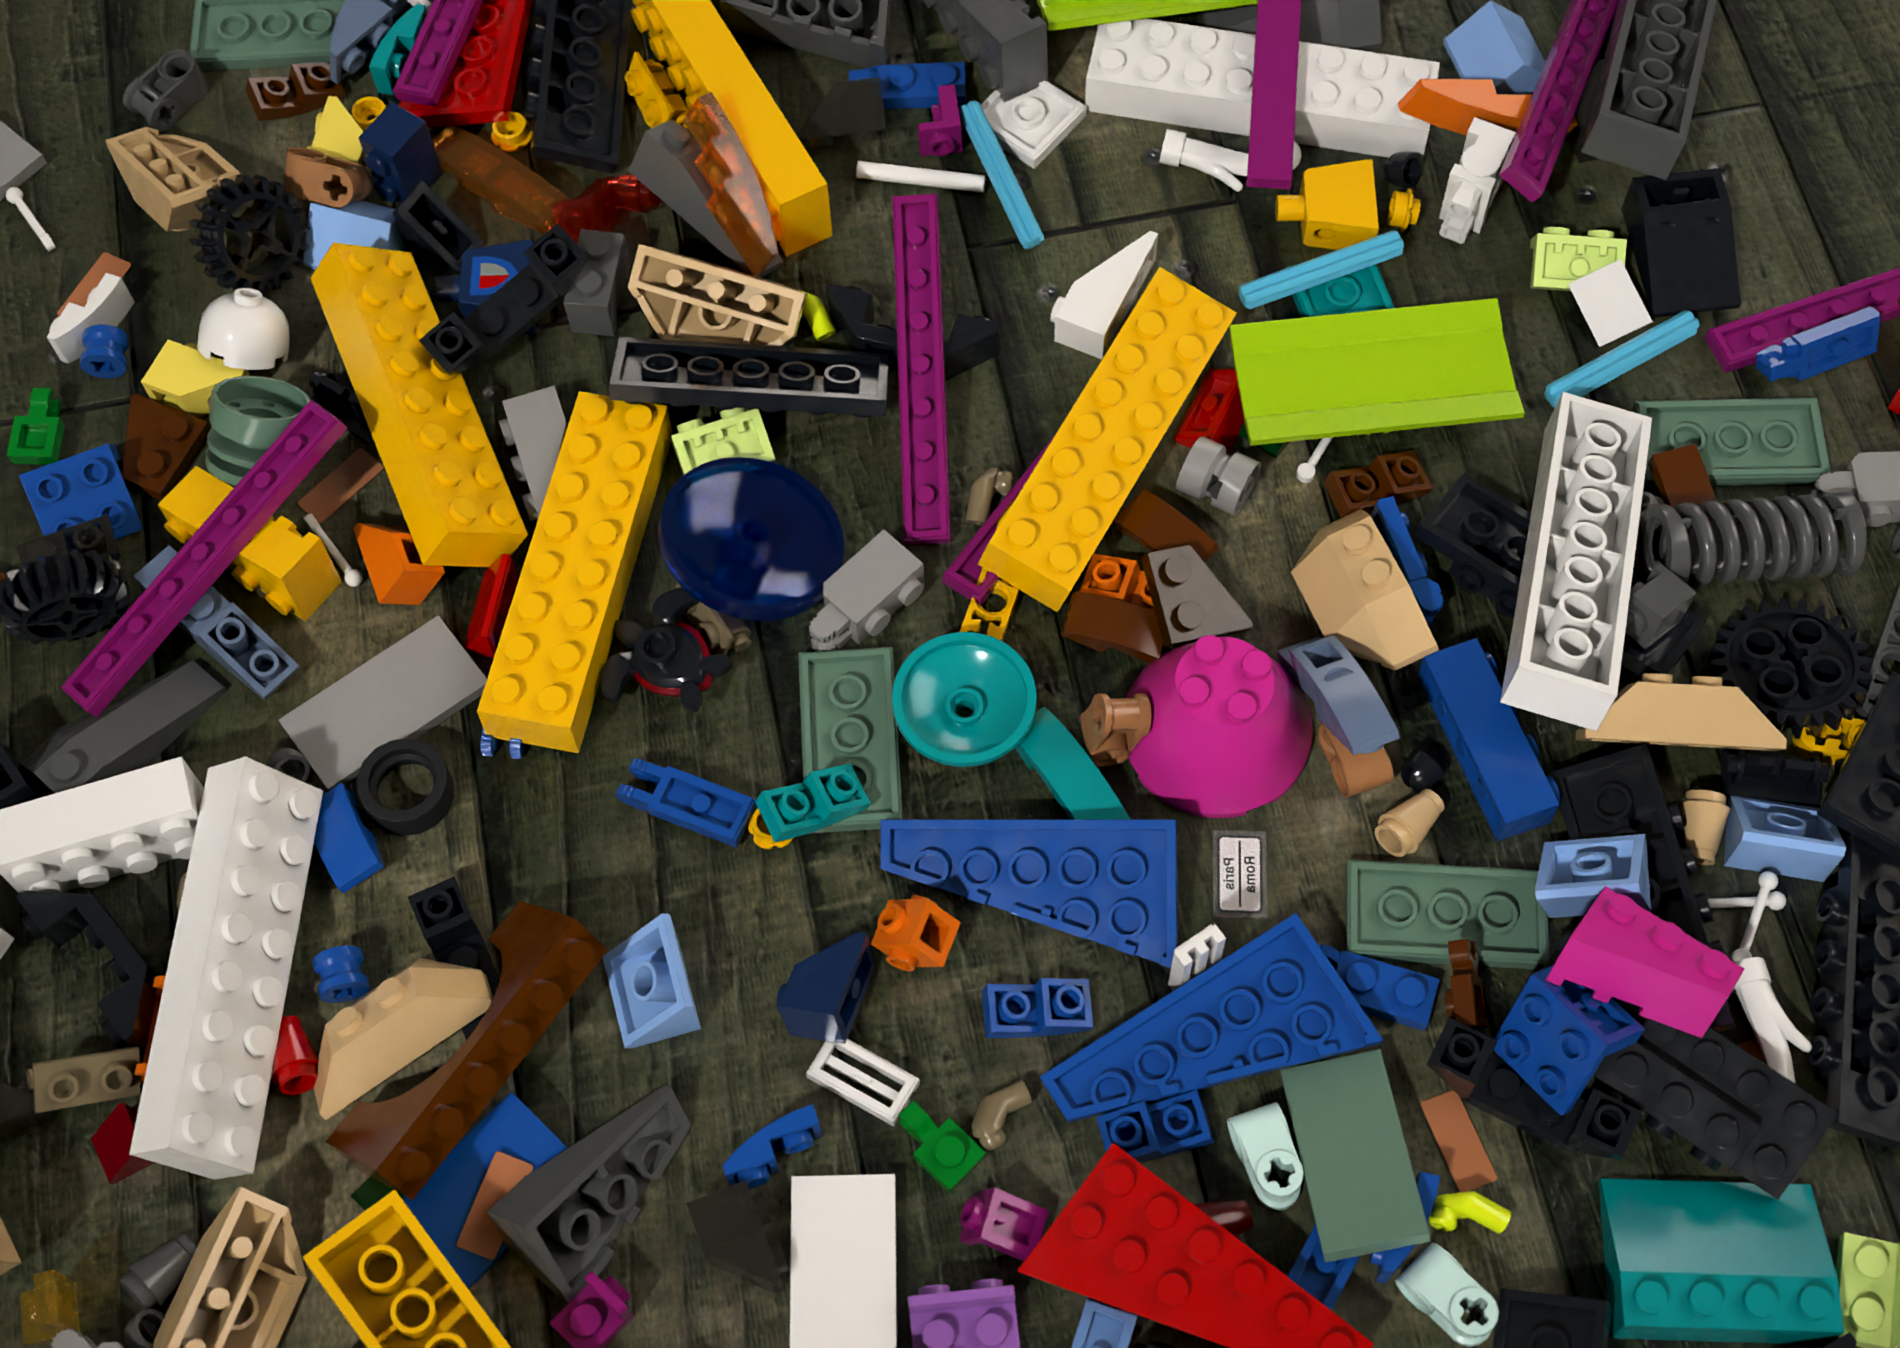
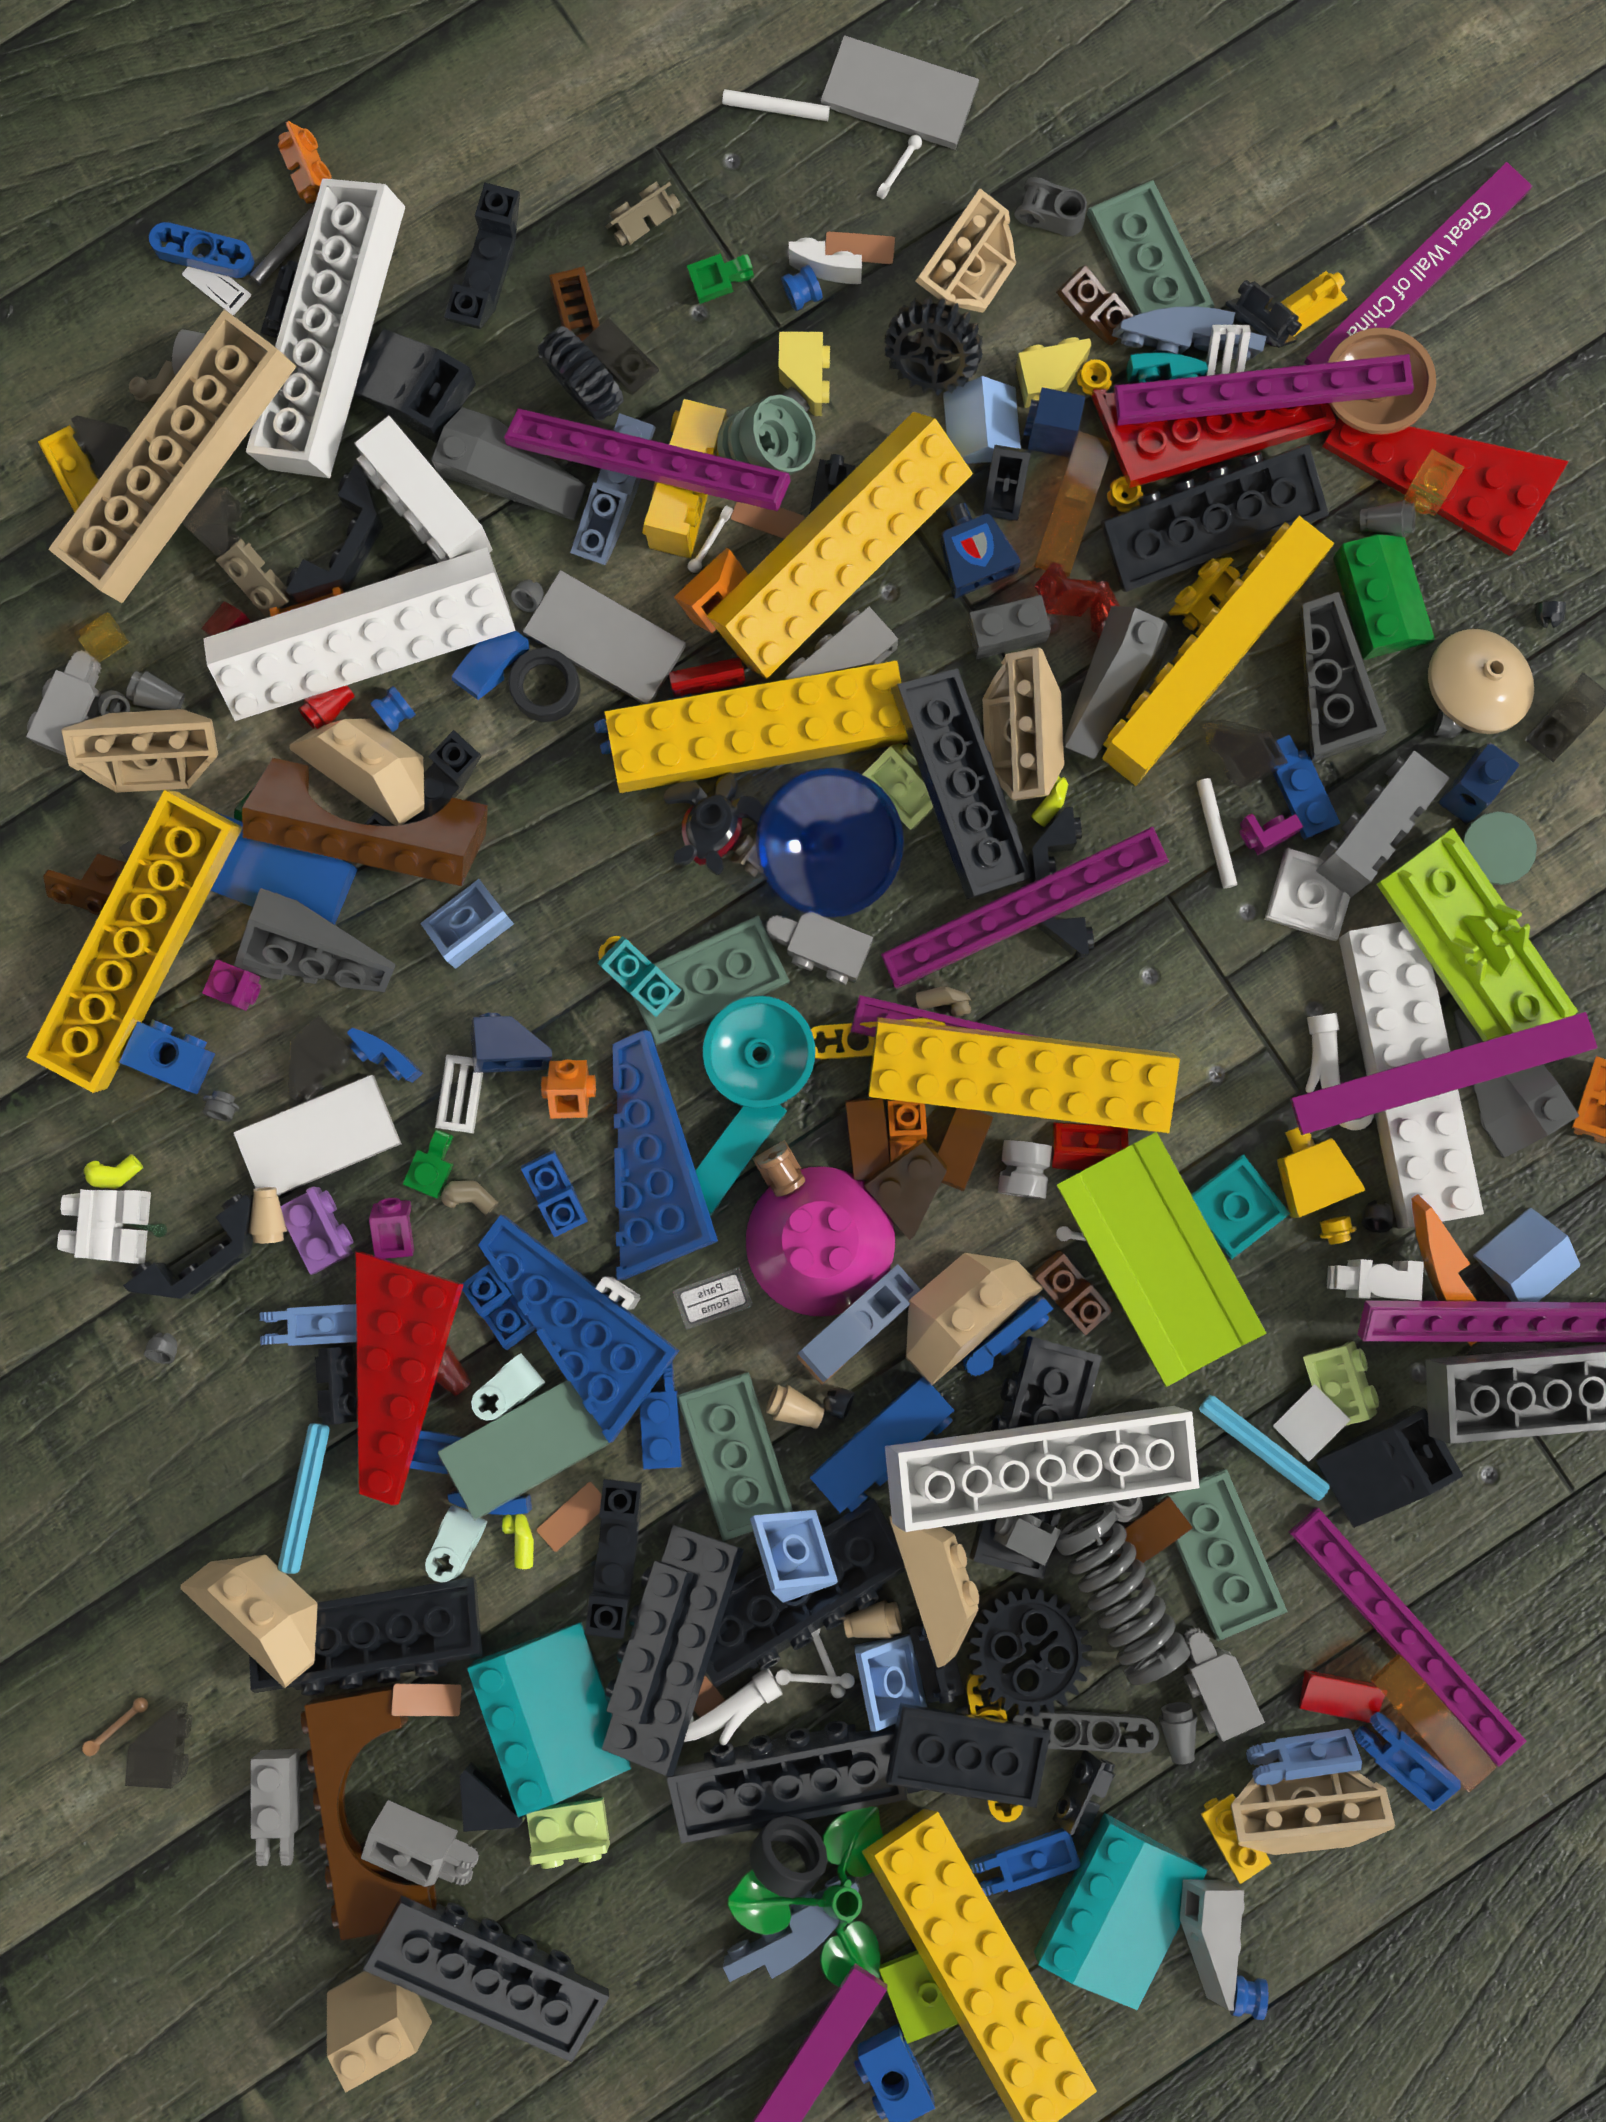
camera: 70 degrees right, 20 degrees up
(81, 491) = (677, 336): blue bracket -> none
(159, 446) = (743, 369): reddish brown wing -> none
(244, 331) = (850, 385): white cylinder -> none
(324, 178) = (1006, 371): medium nougat piece -> none
(479, 1232) = (288, 885): nougat sticker -> none
(512, 309) = (939, 572): black slope -> none
(690, 802) = (611, 890): blue hinge -> none
(737, 194) = (1109, 706): clear orange slope -> none
(1001, 175) = (1239, 896): medium azure axle -> none
(1102, 298) = (1150, 1021): white slope -> none
(1321, 269) = (1246, 1184): medium azure axle -> none
(1466, 997) = (672, 1490): reddish brown plate -> none
(1561, 1037) = (659, 1569): blue bracket -> none
(1647, 963) = (720, 1610): dark pink wedge -> none
(1822, 347) = (1333, 1602): blue hinge -> none

